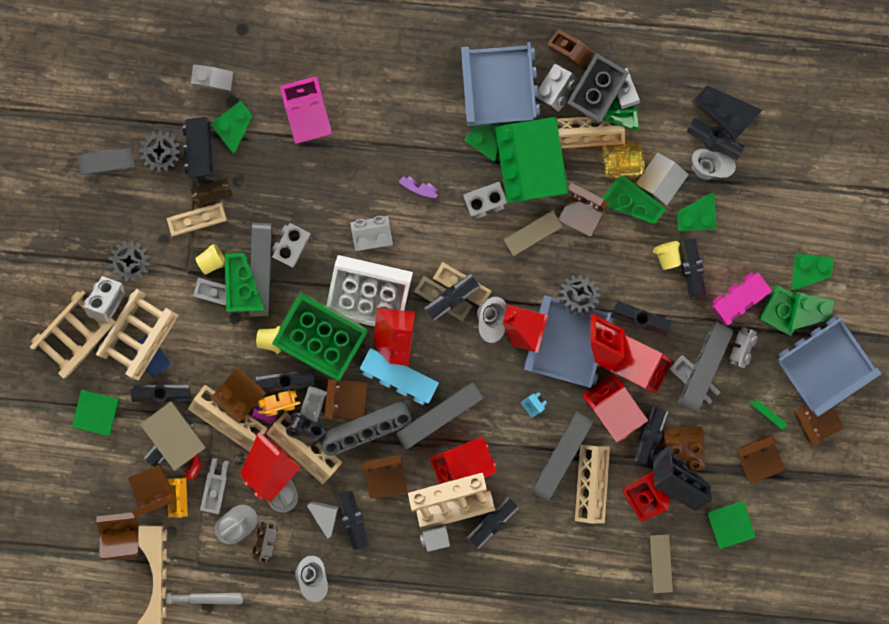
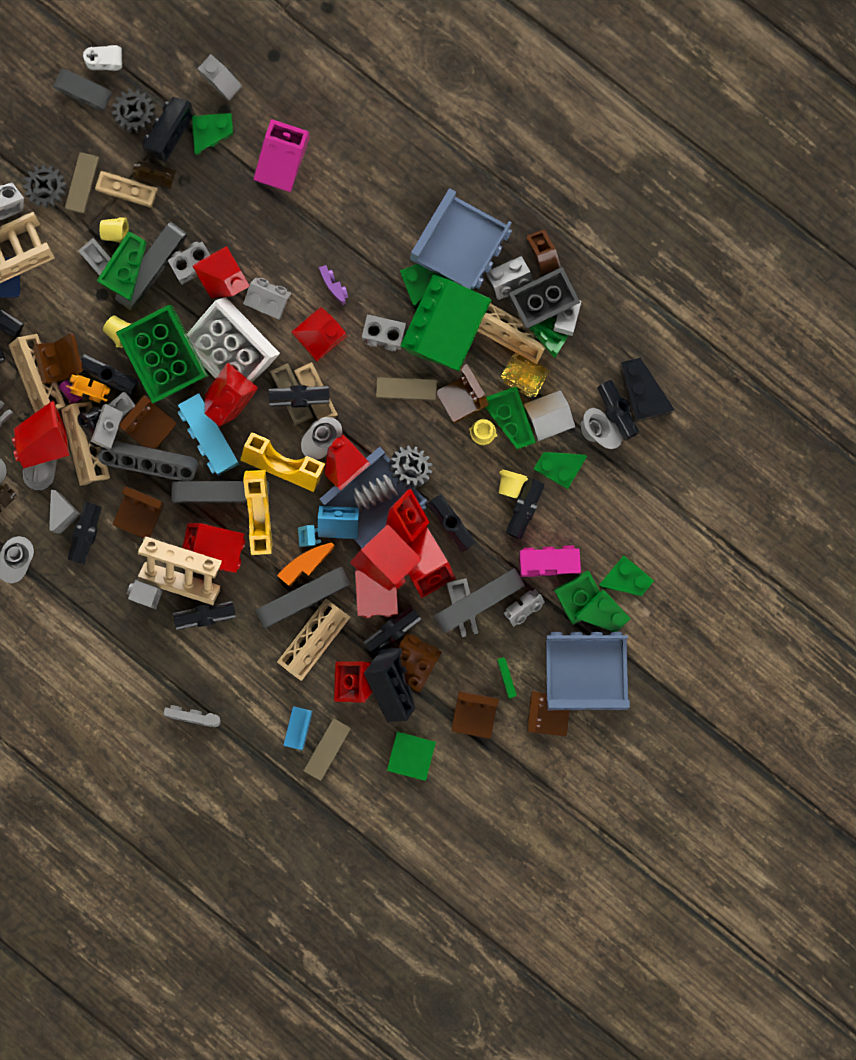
camera: 30 degrees right, 5 degrees down
(109, 121) = (105, 58): none -> white piece
(157, 238) = (82, 183): none -> dark tan tile
(315, 424) = (107, 426): none -> light grey plate
(323, 240) = (221, 274): none -> red slope
(432, 234) = (319, 333): none -> red slope
(455, 364) = (262, 455): none -> yellow arch
(483, 413) = (259, 515): none -> yellow arch
(538, 608) = (194, 716): none -> light grey hinge
(546, 427) = (305, 563): none -> orange slope
(550, 377) = (338, 522): none -> dark azure panel
(564, 335) = (374, 492): none -> light grey piece
(614, 384) = (387, 559): none -> slope
(617, 227) = (483, 432): none -> light yellow piece
(627, 562) = (298, 728): none -> dark azure panel

